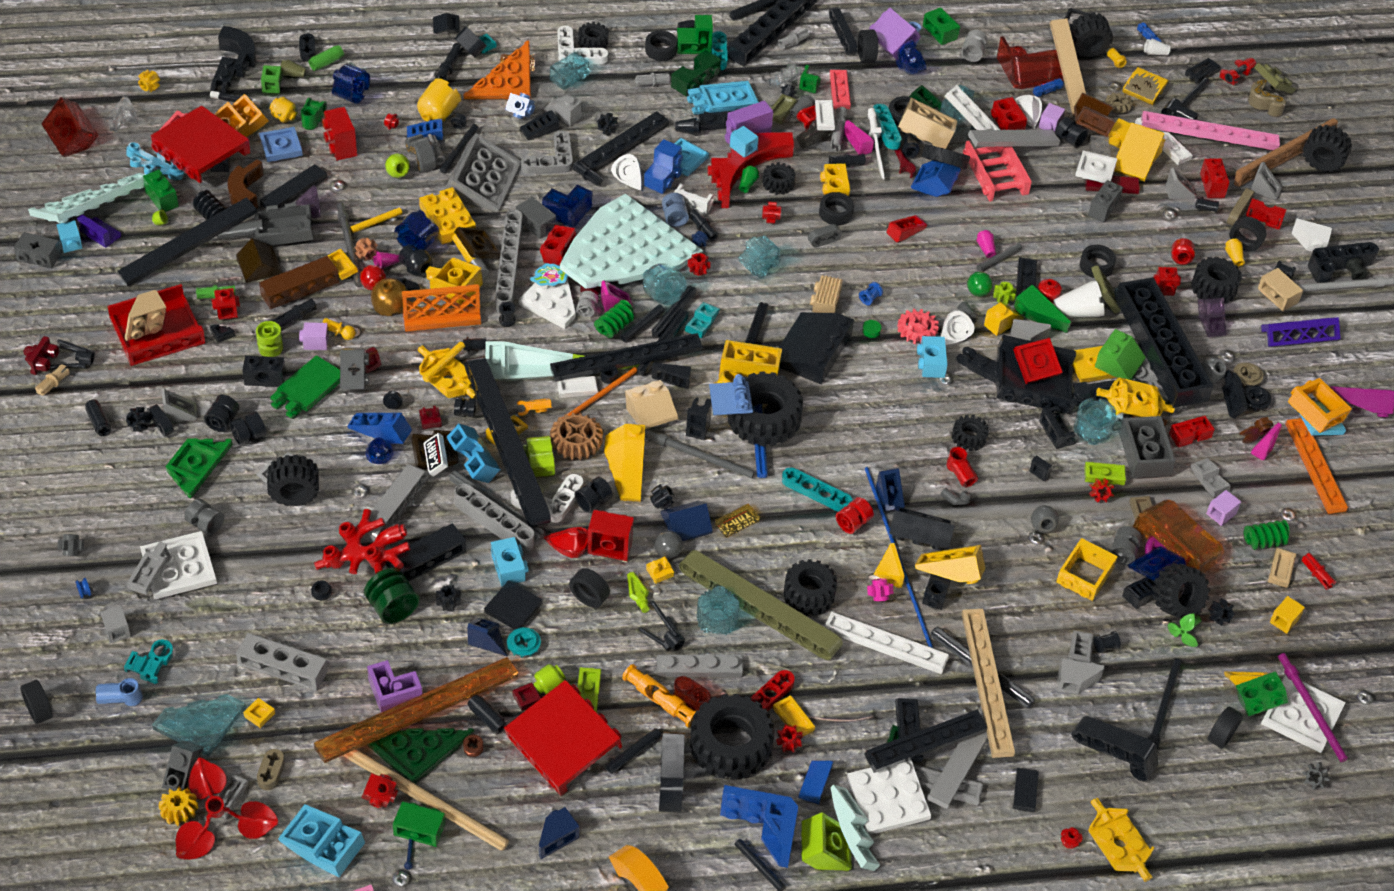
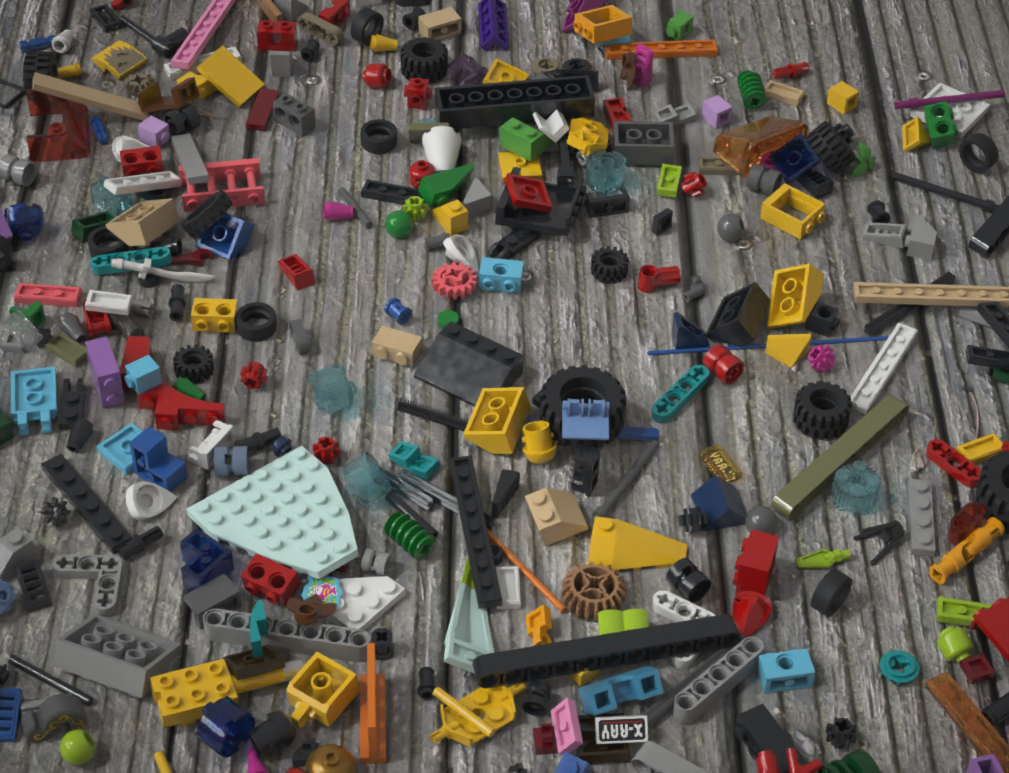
camera: 80 degrees left, 5 degrees down
(443, 421) = (566, 726): none -> bright pink plate
(486, 635) = (888, 702): dark blue slope -> none
(499, 232) = (258, 628): none -> teal slope
(513, 605) = (845, 674): black tile -> none
(526, 264) = (310, 609): none -> reddish brown plate
(612, 295) = (372, 537): dark pink slope -> none
(660, 570) = (791, 536): yellow tile -> none
(858, 139) = (154, 286): dark pink slope -> none
(1096, 167) = (244, 110): white plate -> none
(1136, 367) = (554, 126): none -> white panel
(1215, 342) = (504, 72): none -> yellow plate
(1355, 475) = (680, 25): none -> bright green brick

